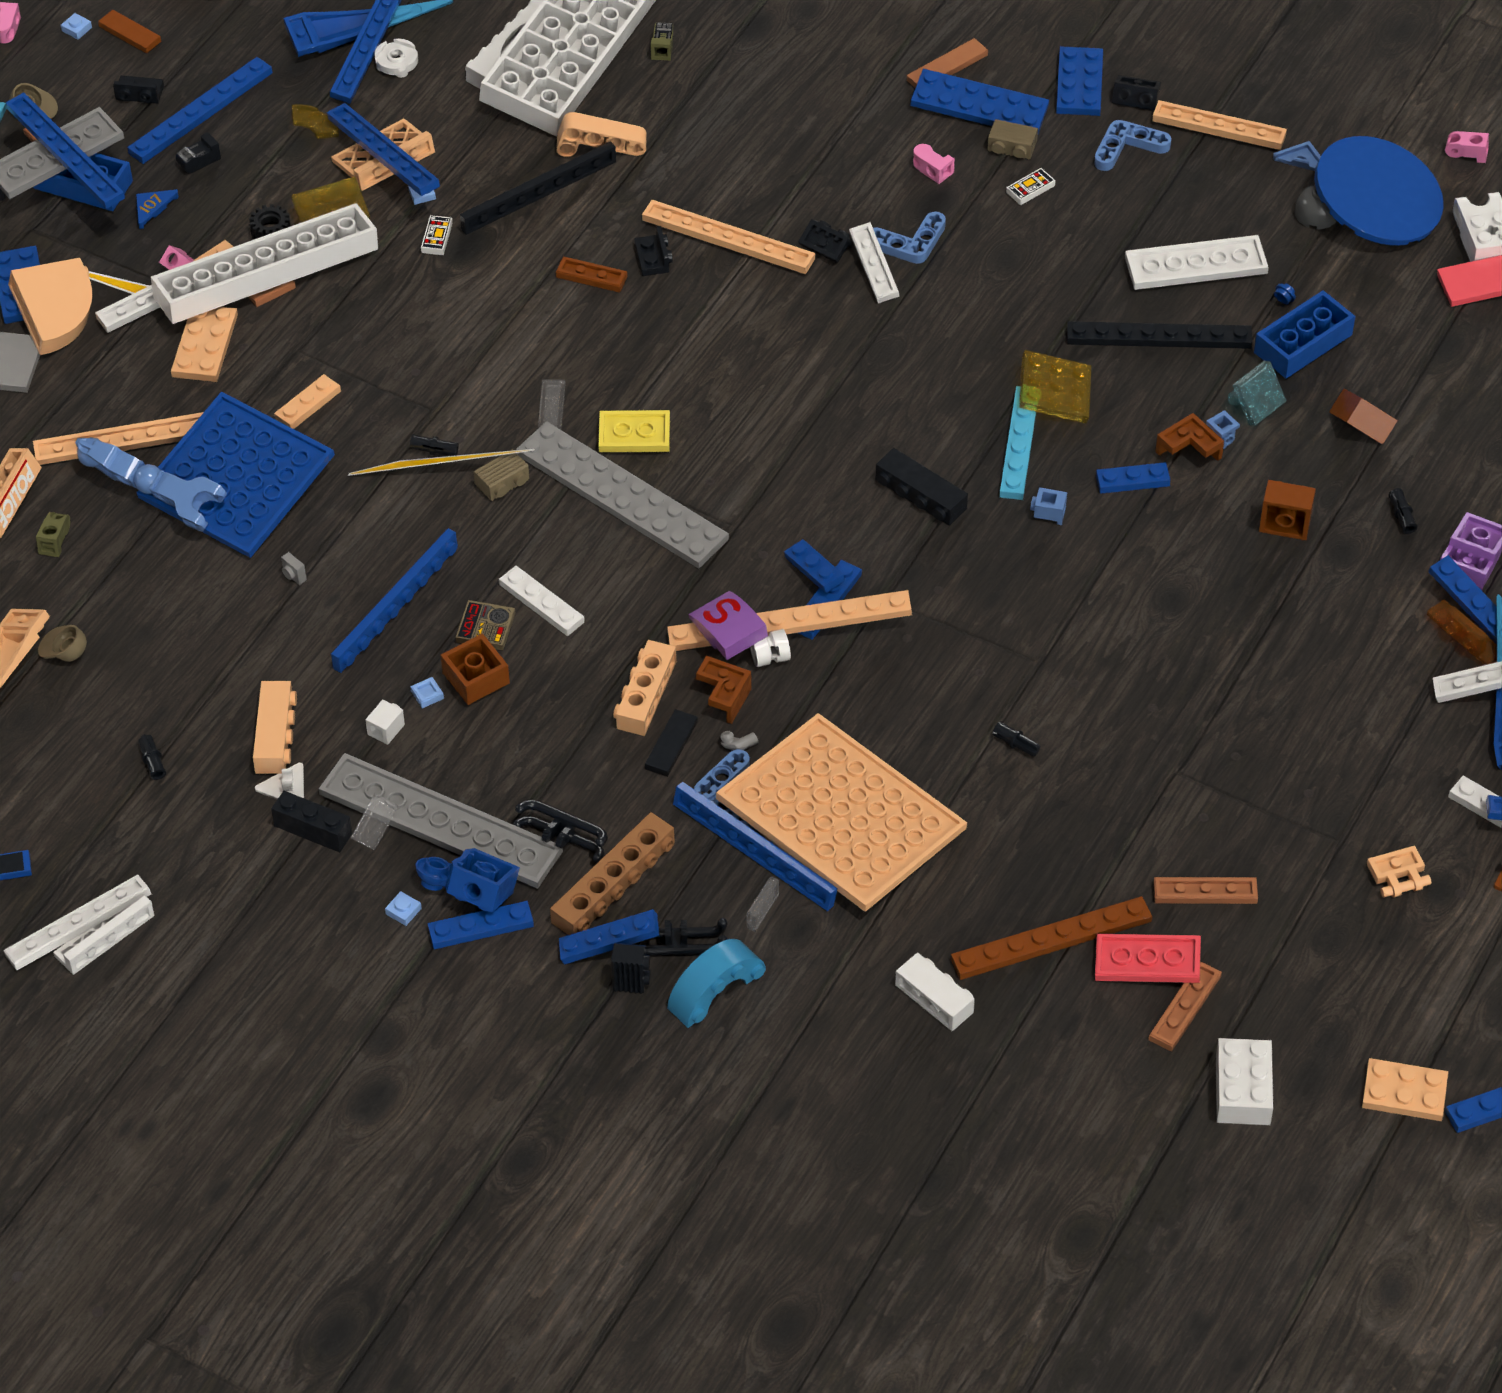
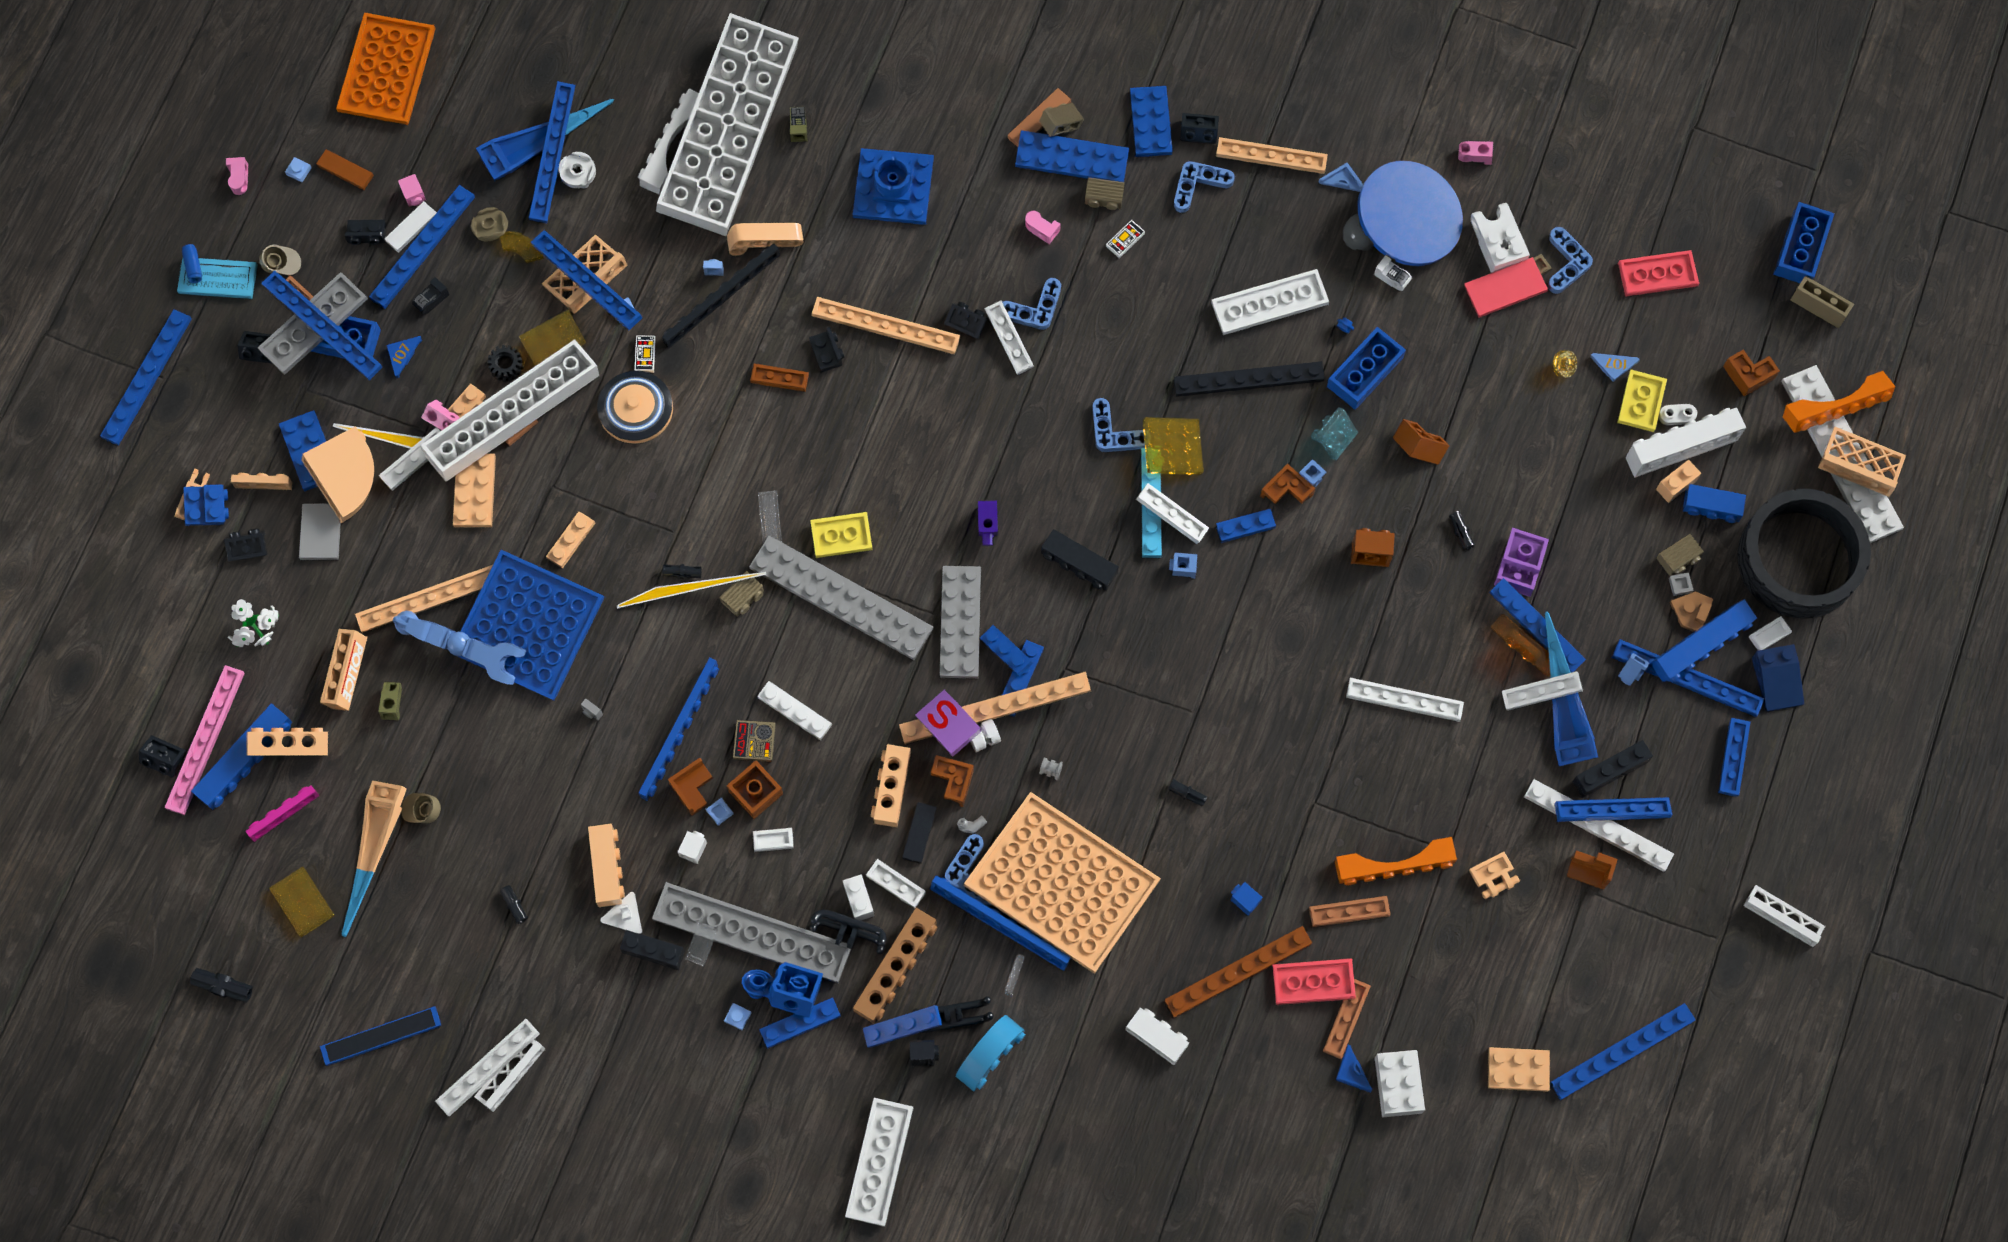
camera: 10 degrees left, 20 degrees up
(190, 90) = (410, 227): none -> white tile
(201, 55) = (412, 190): none -> bright pink brick
(283, 95) = (489, 224): none -> dark tan tile
(394, 654) = (687, 783): none -> dark orange panel
(413, 284) = (635, 407): none -> dish
(487, 729) = (773, 839): none -> white tile
(534, 161) = (713, 267): none -> light blue plate
(550, 1086) = (879, 1162): none -> white plate
(581, 794) = (858, 898): none -> white brick
(630, 789) = (895, 883): none -> white plate
(763, 109) = (893, 186): none -> blue piece
(763, 535) = (960, 622): none -> light grey plate
(815, 437) = (987, 515): none -> dark purple torso
(848, 693) = (1051, 768): none -> light grey bush
(972, 63) = (1061, 119): none -> dark tan brick
(983, 373) = (1112, 437): none -> medium blue beam
(1043, 450) = (1172, 513): none -> white plate
(1073, 857) = (1245, 898): none -> blue brick
(1183, 1066) = (1352, 1072): none -> blue tile
(1222, 842) = (1355, 867): none -> orange arch
(1308, 676) = (1404, 699): none -> white tile
(1349, 250) = (1392, 274): none -> white leg

